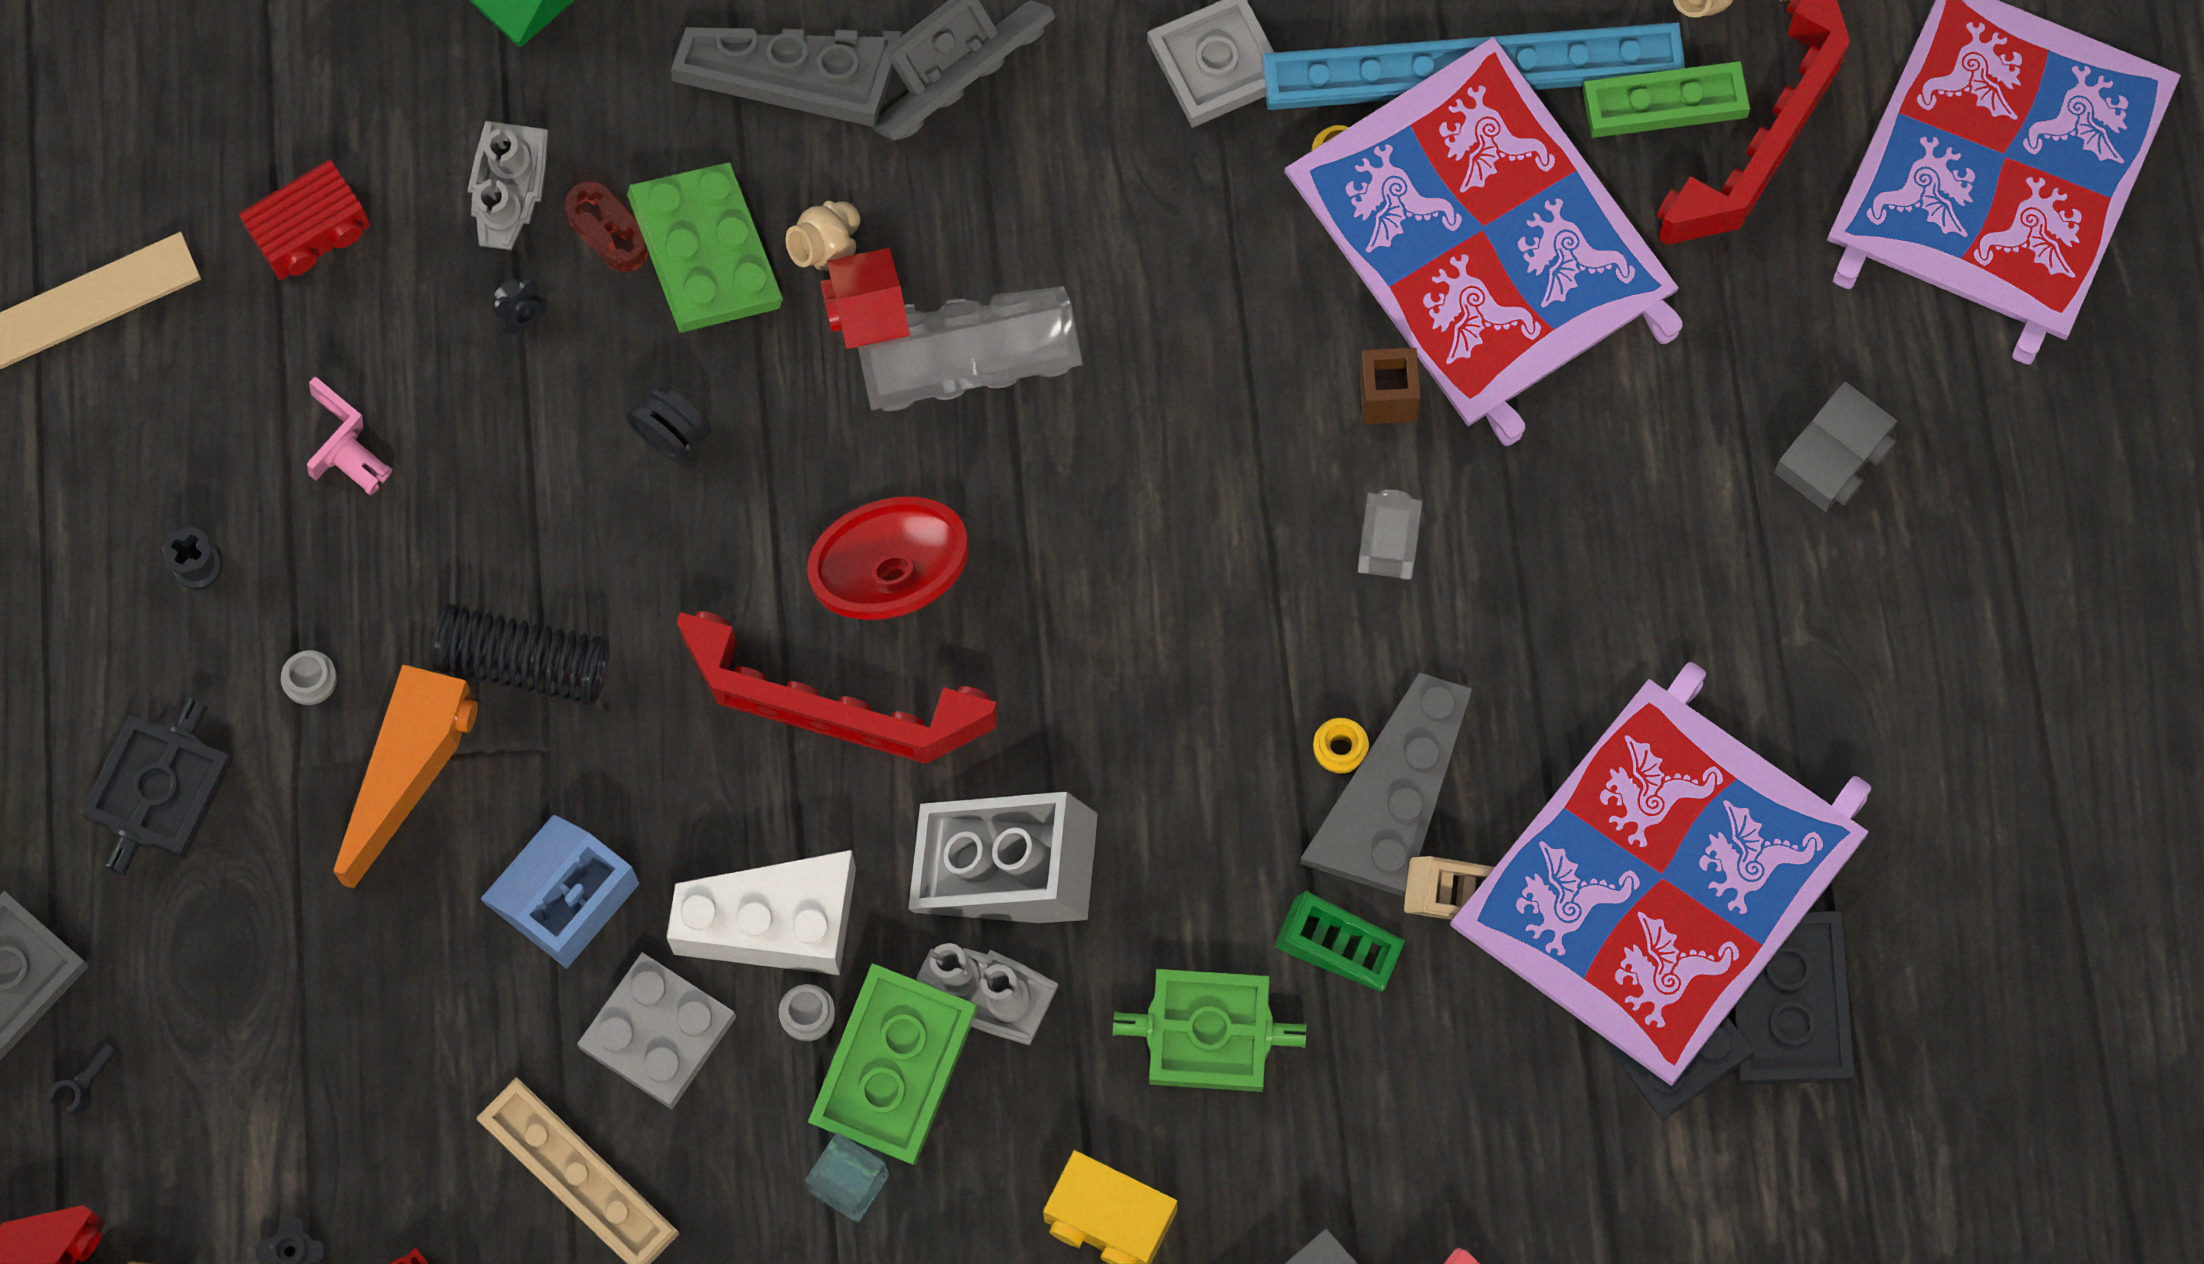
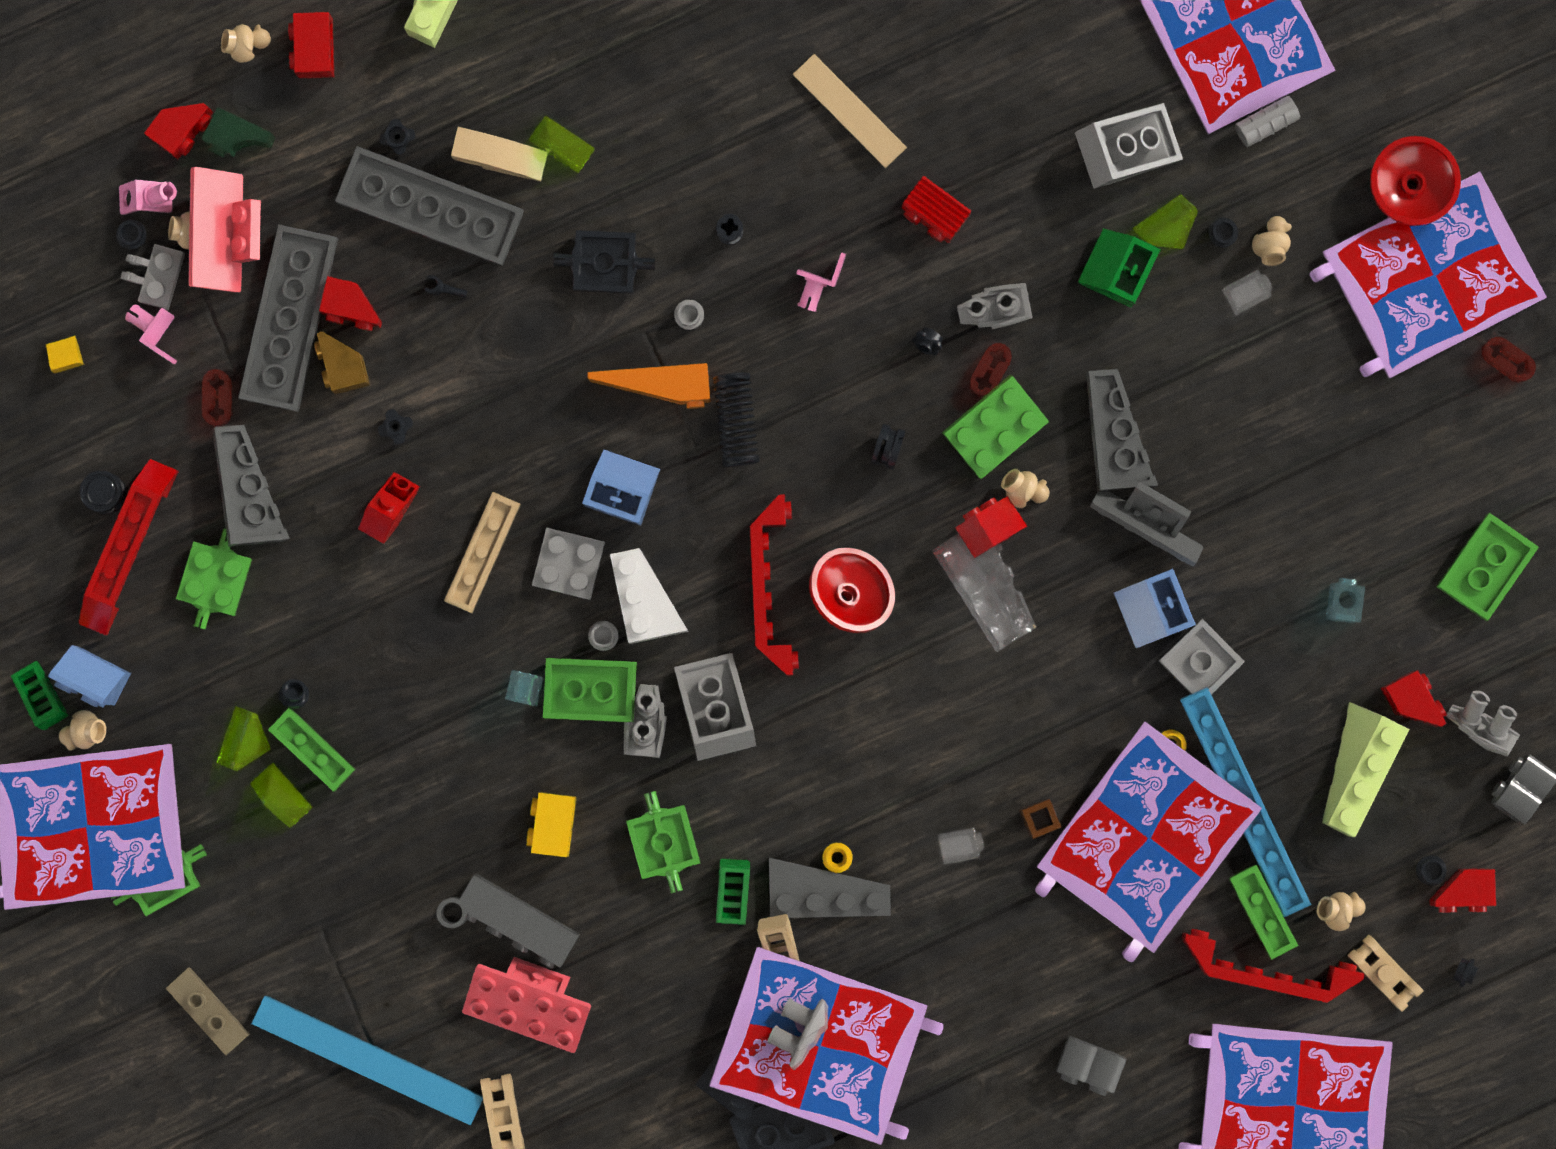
camera: 70 degrees right, 15 degrees up
(1103, 95) = (1154, 608): none -> medium blue slope
(1617, 861) = (815, 1024): none -> light grey connector

